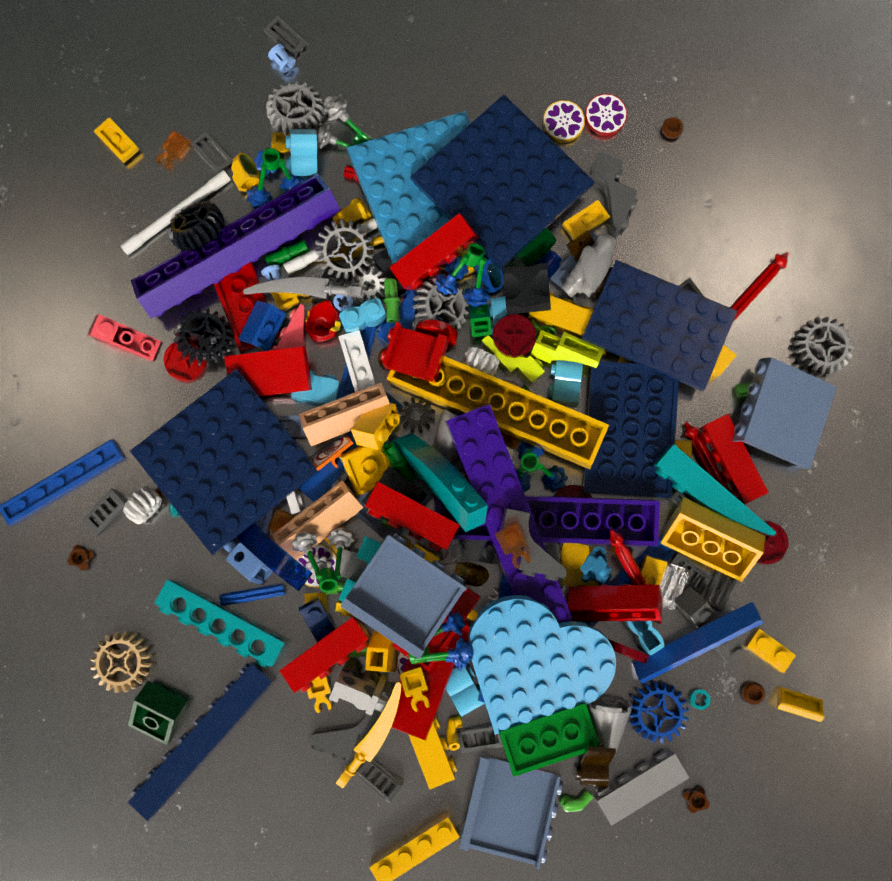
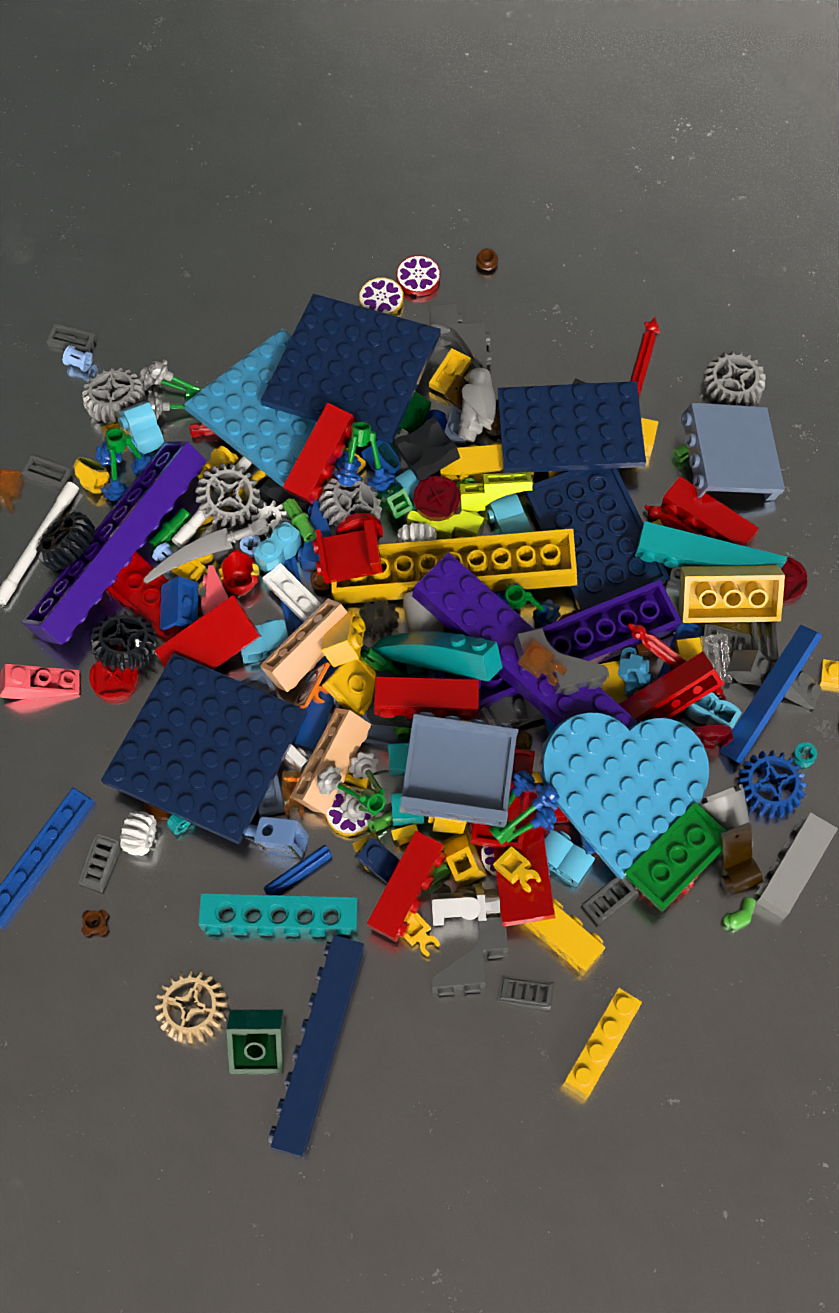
camera: 25 degrees left, 15 degrees down
(275, 557) = (306, 809): clear blue slope -> none
(374, 739) = (501, 944): yellow sword -> none
(451, 733) = (573, 898): yellow arm -> none
(510, 813) = (680, 957): sand blue panel -> none

